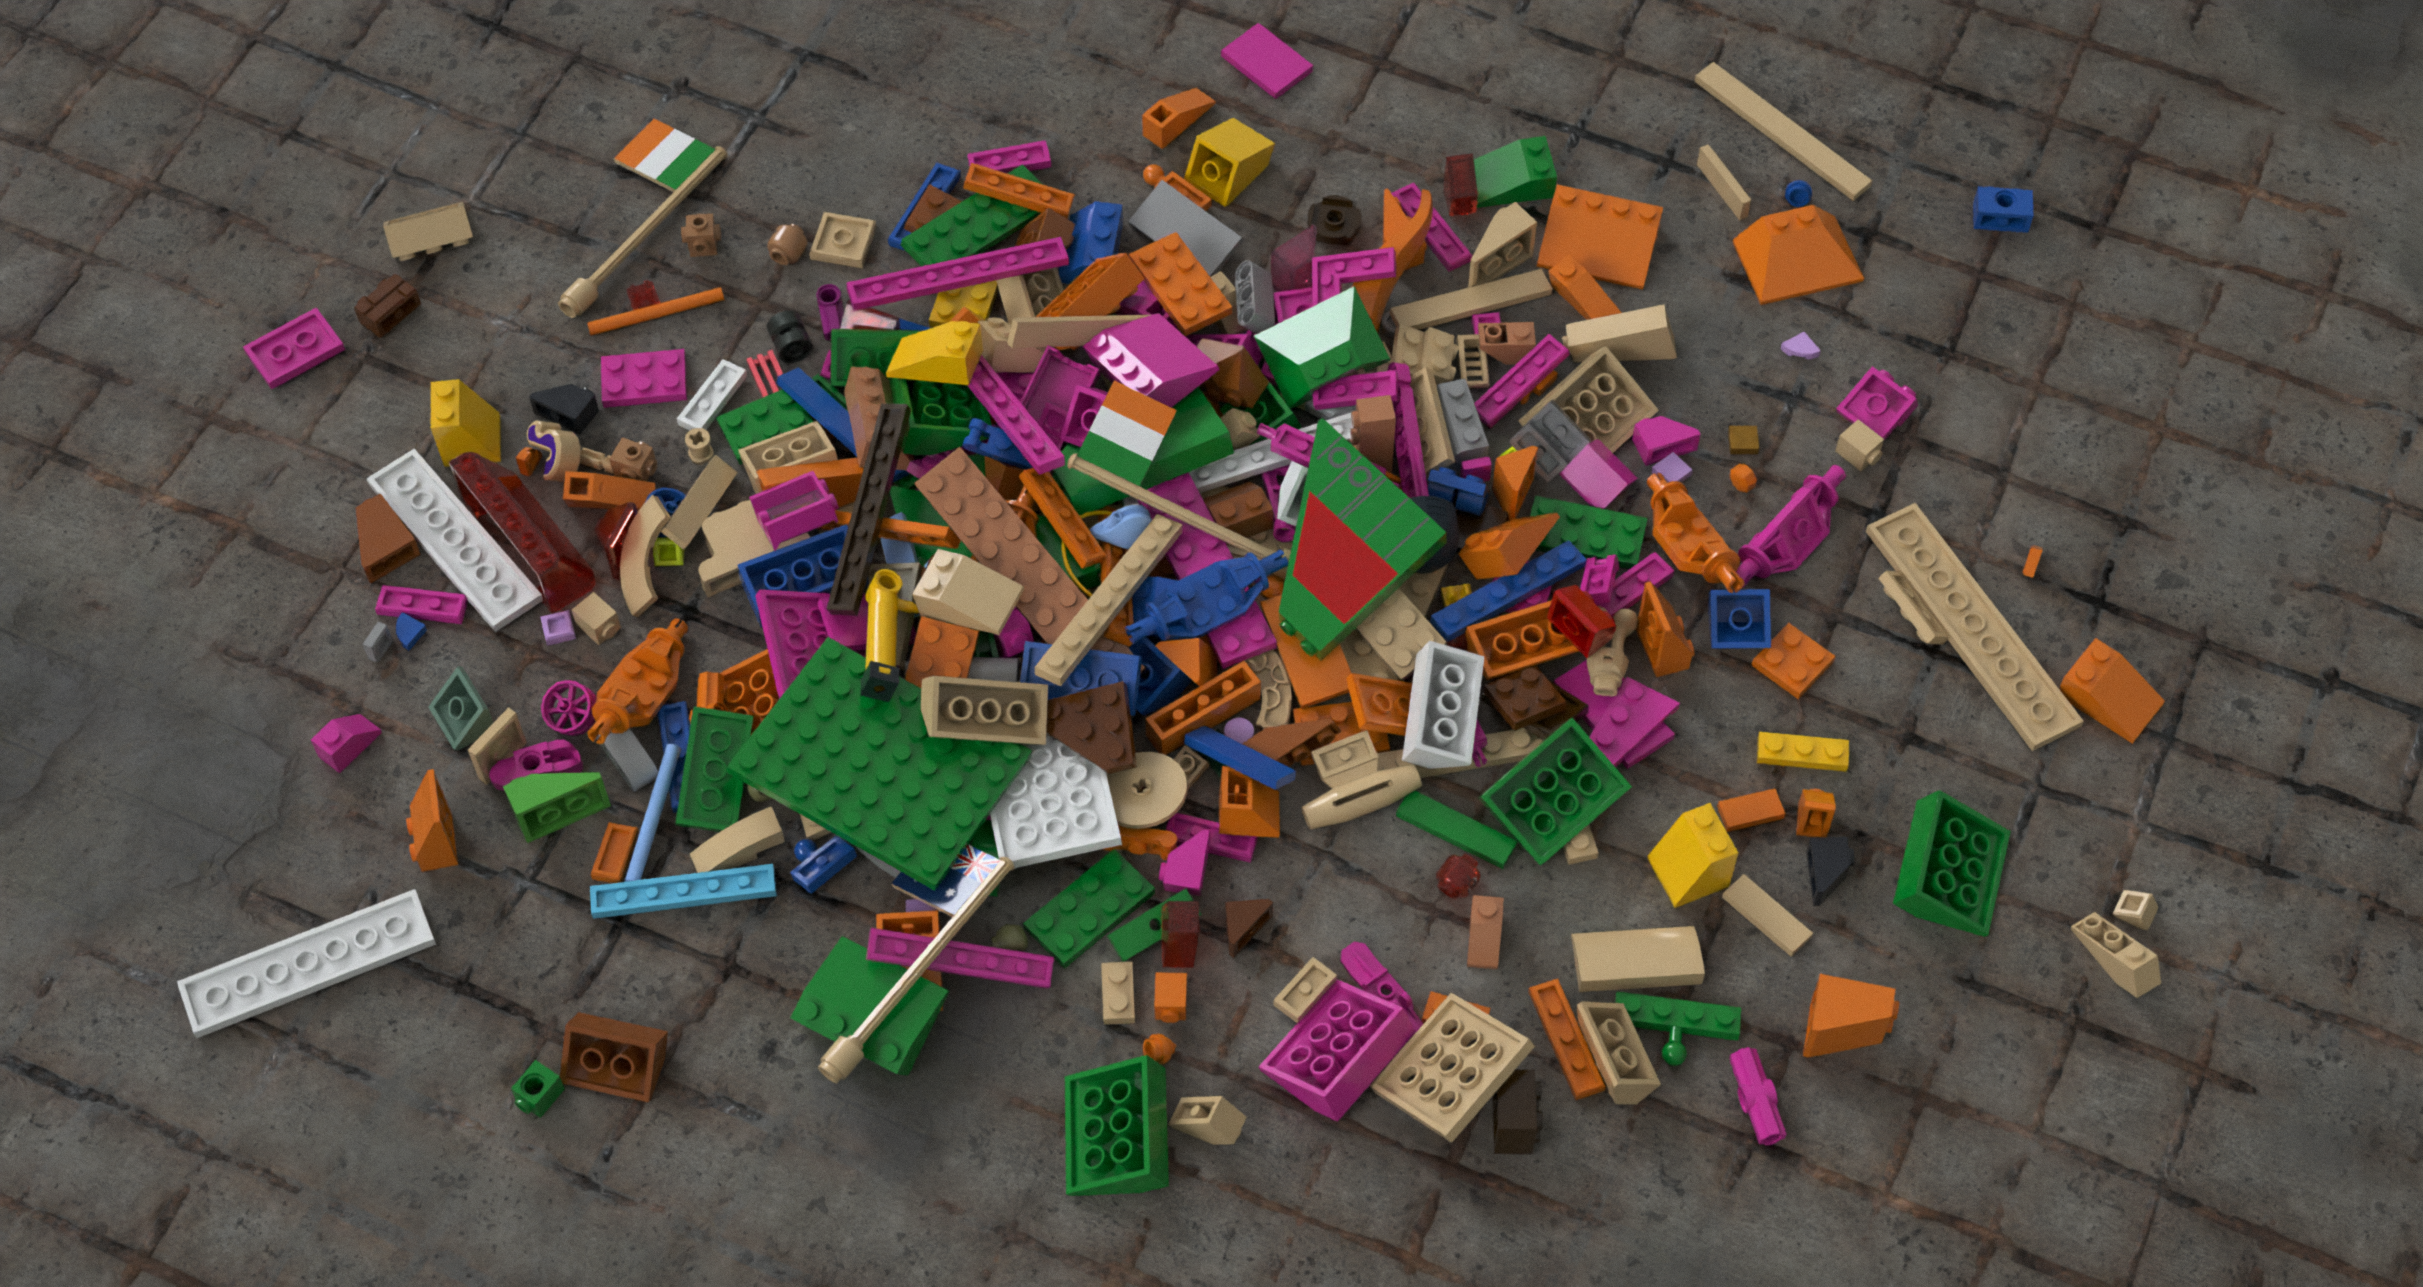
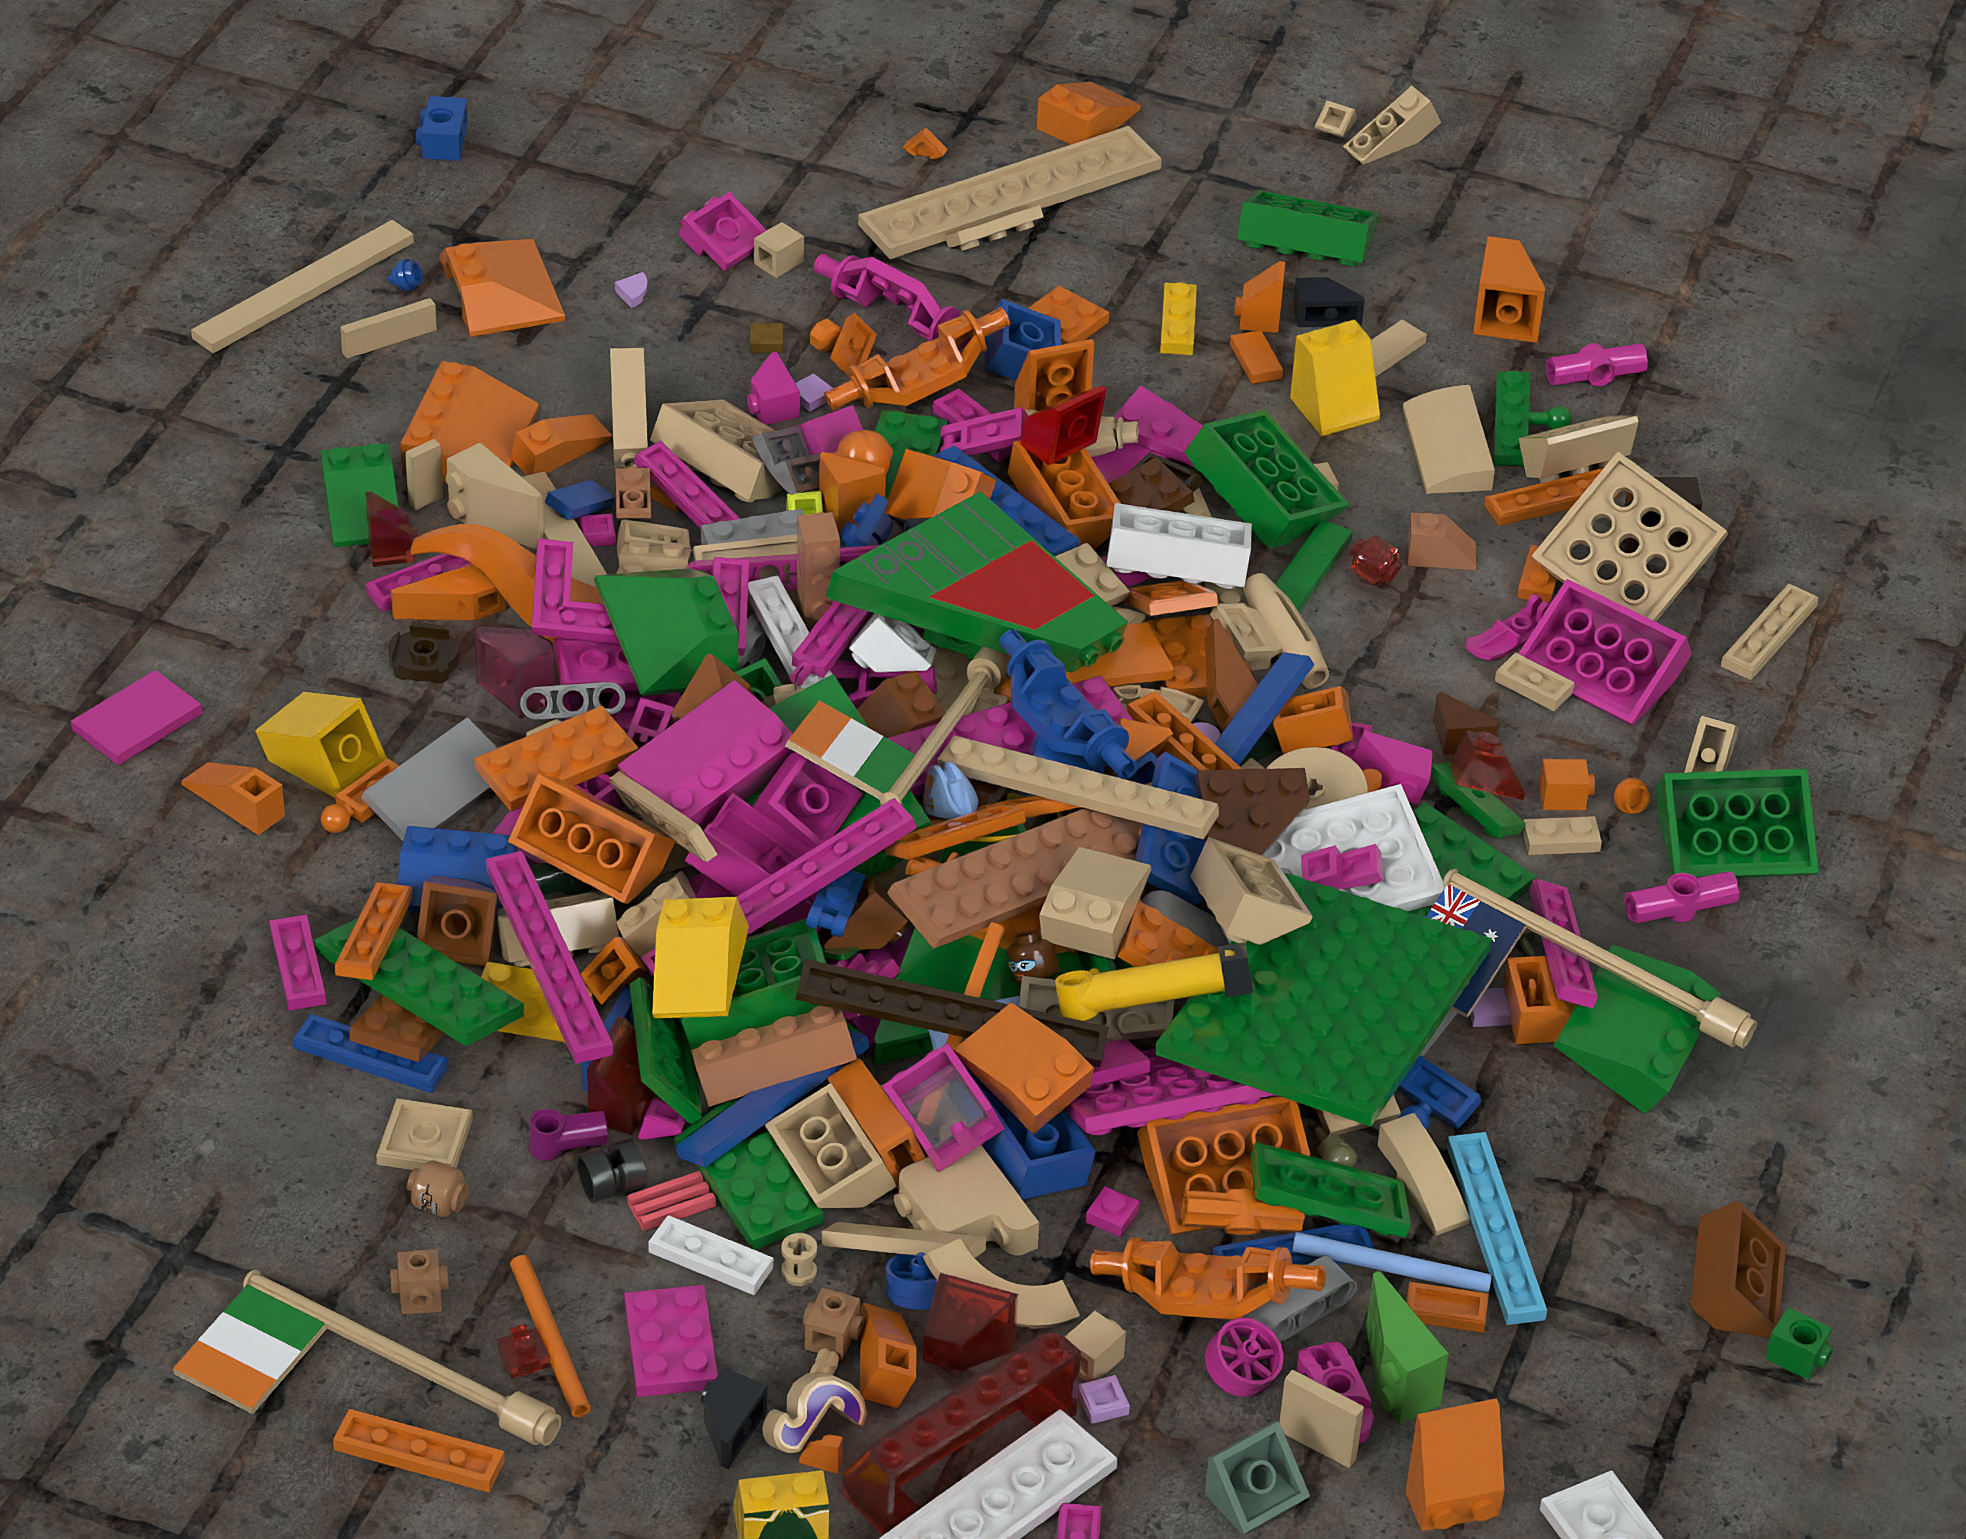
camera: 95 degrees left, 15 degrees down
(563, 243) = (419, 1450): none -> orange plate
(731, 642) = (1112, 1211): none -> dark pink plate
(811, 551) = (1026, 1066): none -> orange slope
(1032, 791) = (1343, 870): none -> dark pink slope
(1033, 1087) = (1681, 897): none -> dark pink piece
(1383, 1202) = (1769, 631): none -> tan tile
(1510, 305) = (579, 499): none -> blue tile
(1526, 196) = (424, 474): none -> tan tile
(1560, 491) = (866, 447): none -> orange hair
(1729, 497) = (853, 343): none -> orange plate

